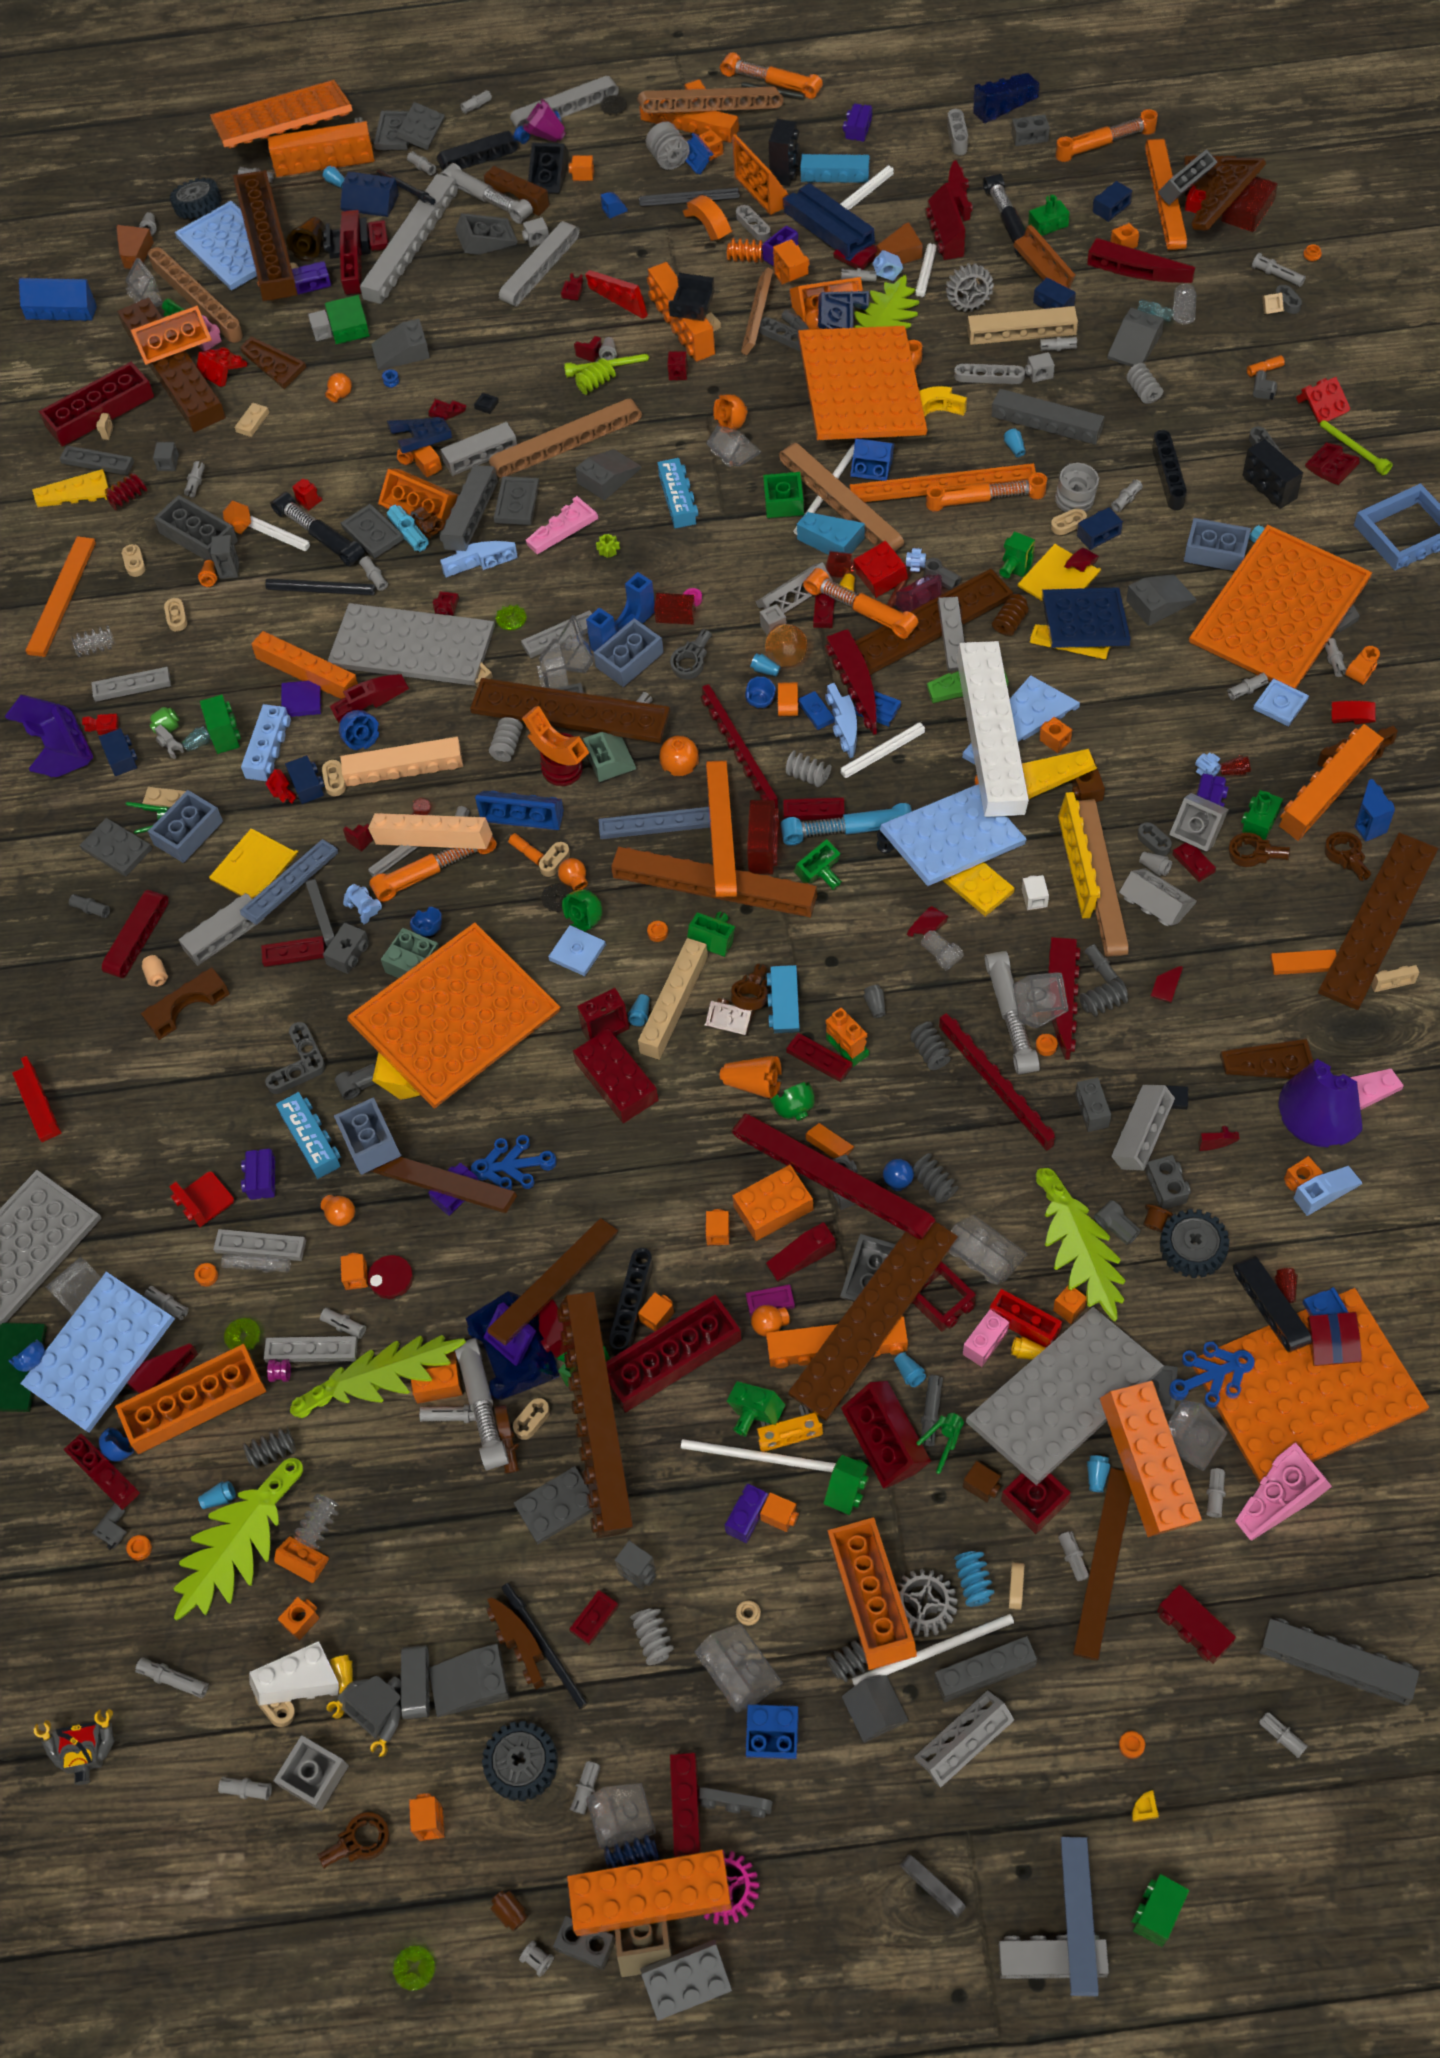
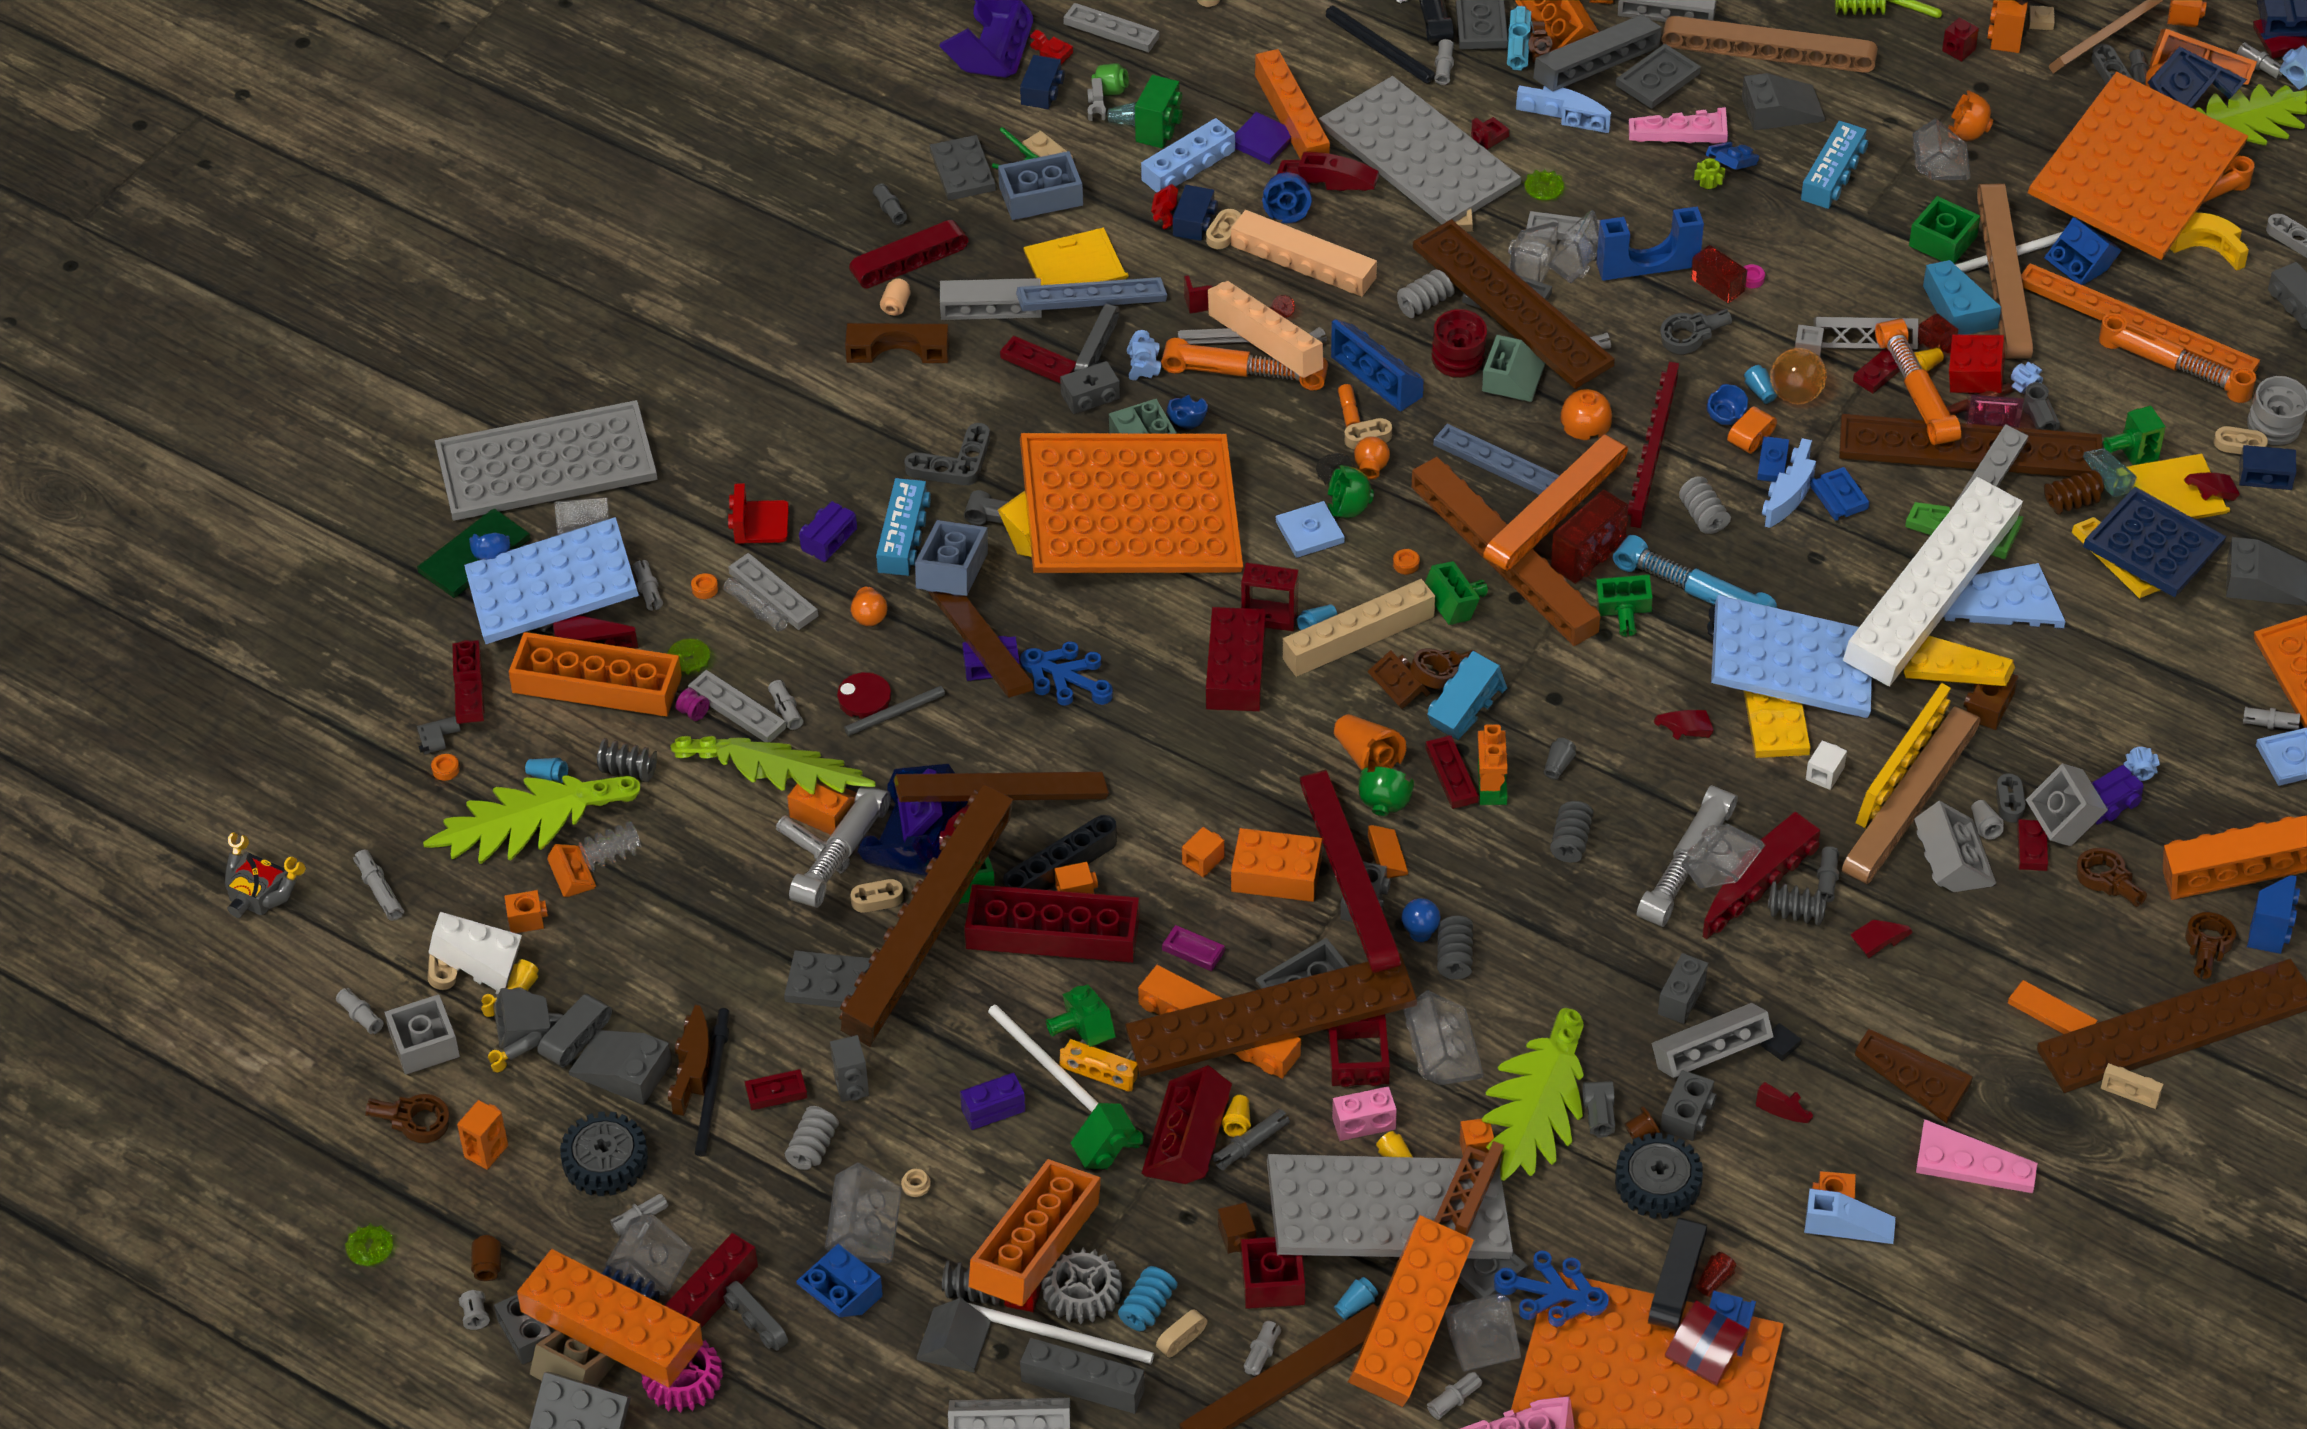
camera: 35 degrees right, 10 degrees down
(36, 1101) = (690, 343): red fence -> none
(114, 1445) = (496, 667): blue hair -> none
(354, 1271) = (834, 667): orange brick -> none
(420, 1273) = (895, 710): none -> dark grey bar
(506, 1436) = (839, 888): reddish brown pin -> none
(550, 742) = (1452, 309): orange arch -> none
(613, 524) = (1734, 157): none -> blue plate
(628, 652) = (1627, 286): sand blue brick -> none
(769, 1319) = (1173, 957): orange piece -> none
(779, 1512) = (1023, 1121): orange brick -> none
(802, 1252) = (1266, 925): dark red slope -> none
(814, 808) = (1675, 547): dark red plate -> none
(854, 674) = (1838, 447): dark red slope -> none
(882, 750) = (1805, 538): white axle -> none
(909, 1400) = (1237, 1117): none -> yellow cone
(911, 1372) = (1264, 1094): dark azure cone -> none
(946, 953) = (1674, 759): clear piece -> none
(951, 1428) = (1251, 1164): green plant -> none
(1001, 1086) = (1608, 914): dark red plate -> none
(1014, 441) = (2263, 326): dark azure cone -> none
(1026, 588) = (2115, 476): none -> clear light blue slope
(1026, 1319) = (1417, 1119): red brick -> none
(1046, 1044) = (1695, 909): orange tile -> none
(1055, 734) = (2004, 634): orange brick -> none
(1114, 1342) = (1470, 1197): none -> dark orange fence
(1236, 766) = (2174, 785): clear red cone -> none
(1262, 814) = (2145, 847): green brick -> none
(1321, 1106) = (1913, 1143): dark purple cone -> none

